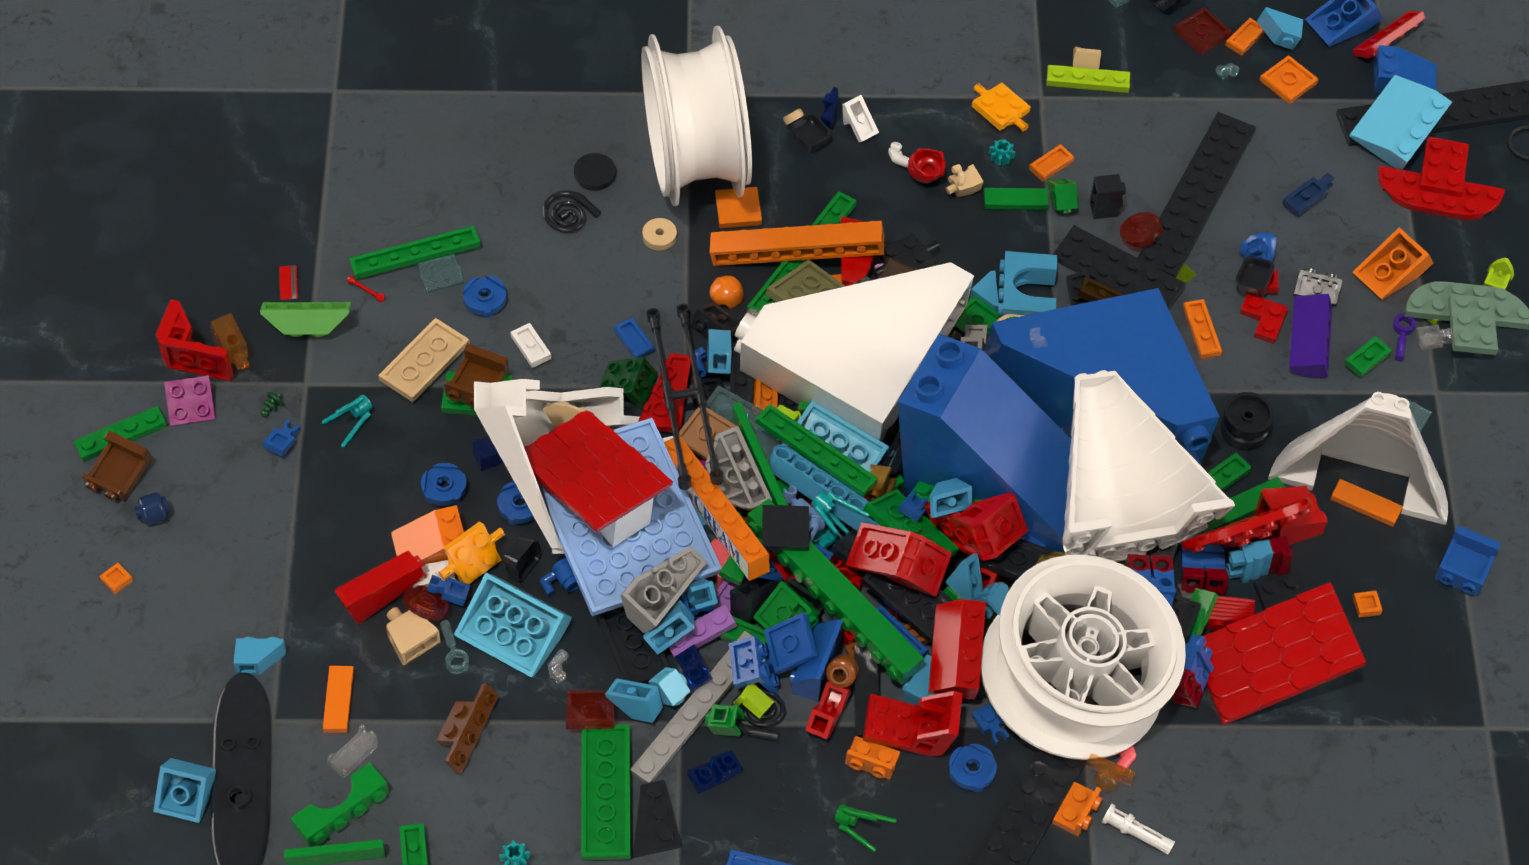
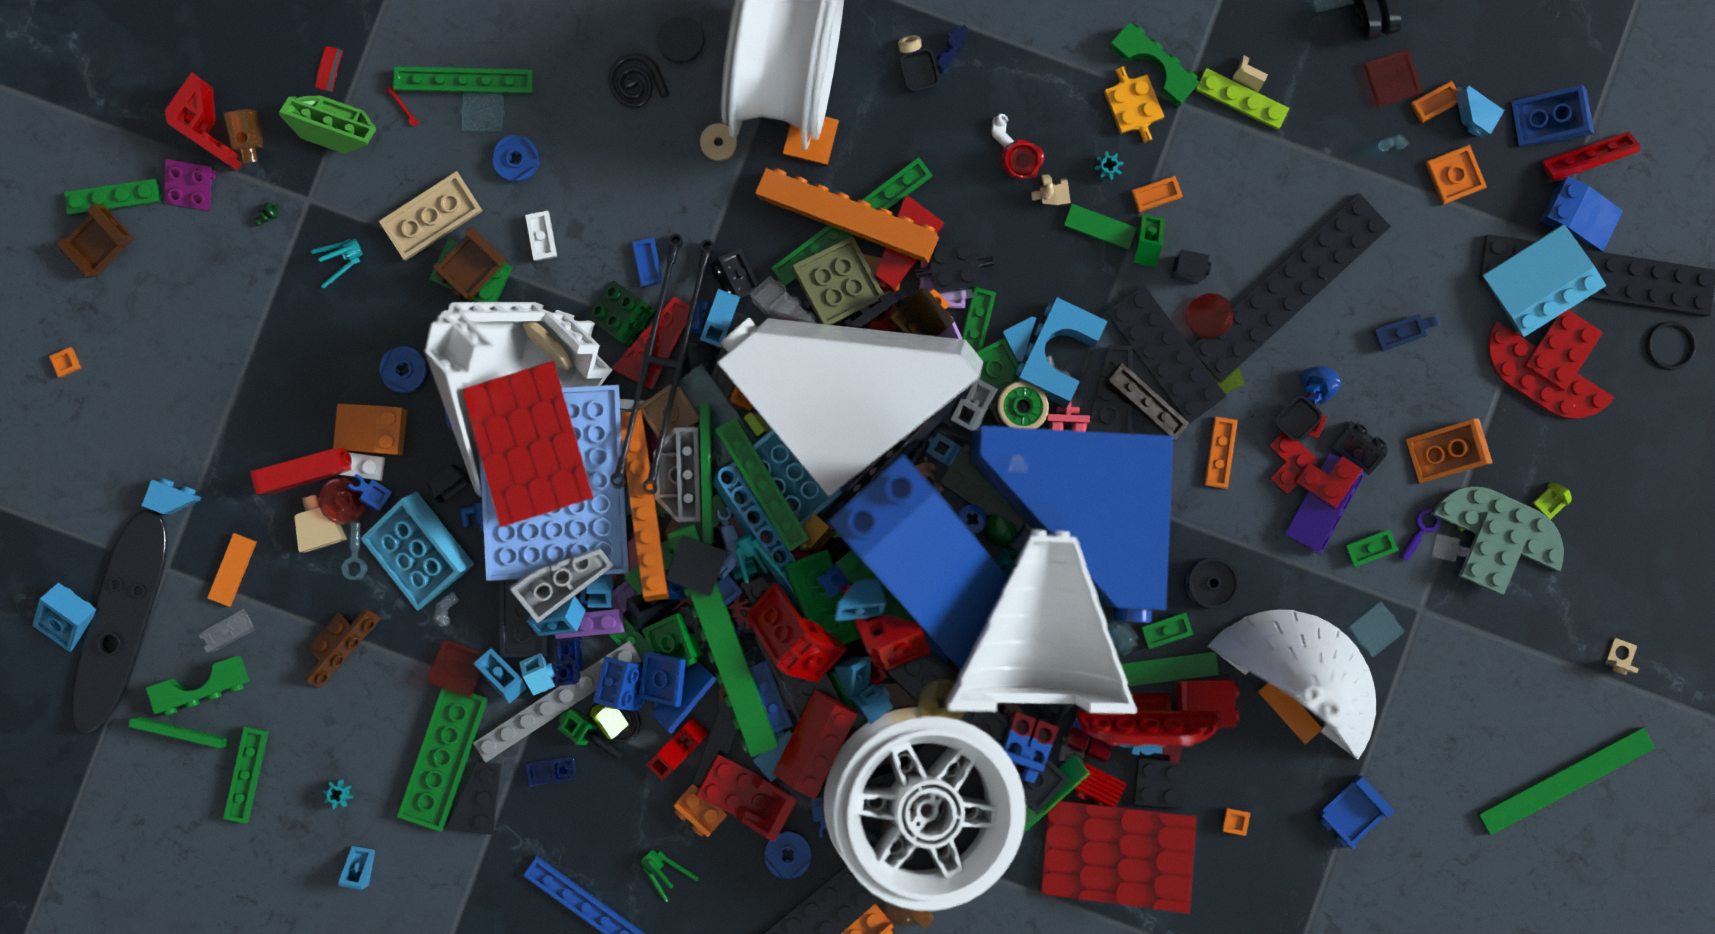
camera: 25 degrees right, 30 degrees up
(152, 508) = (117, 299): dark blue head -> none
(281, 440) = (262, 263): blue plate -> none
(472, 553) = (400, 465): light orange plate -> none
(727, 291) = (759, 239): orange hair -> none
(842, 671) = (700, 722): dark orange head -> none
(858, 116) = (976, 74): white slope -> none
(982, 65) = (1133, 45): none -> green arch
(1195, 672) = (1034, 840): hips -> none
(1309, 315) = (1330, 487): none -> red plate

